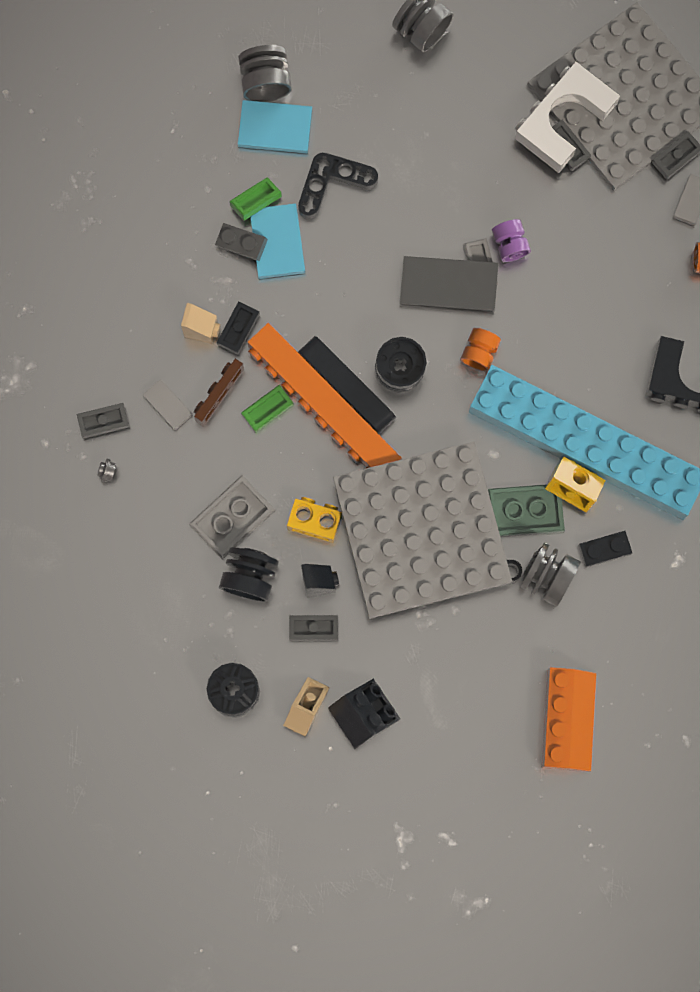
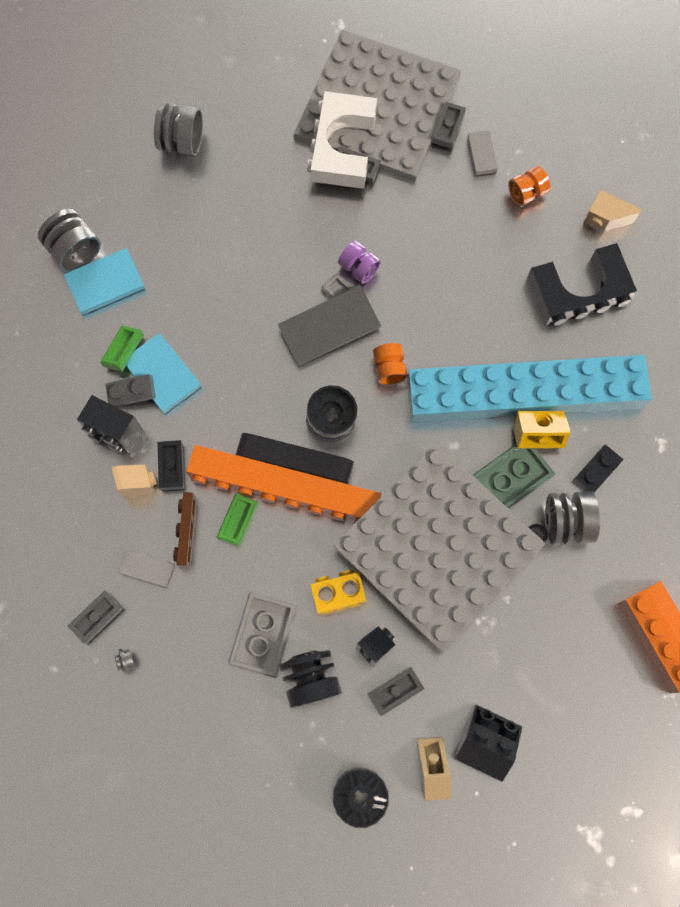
camera: 30 degrees left, 5 degrees down
(207, 264) = (109, 424): none -> black brick
(332, 172) = (175, 291): black beam -> none

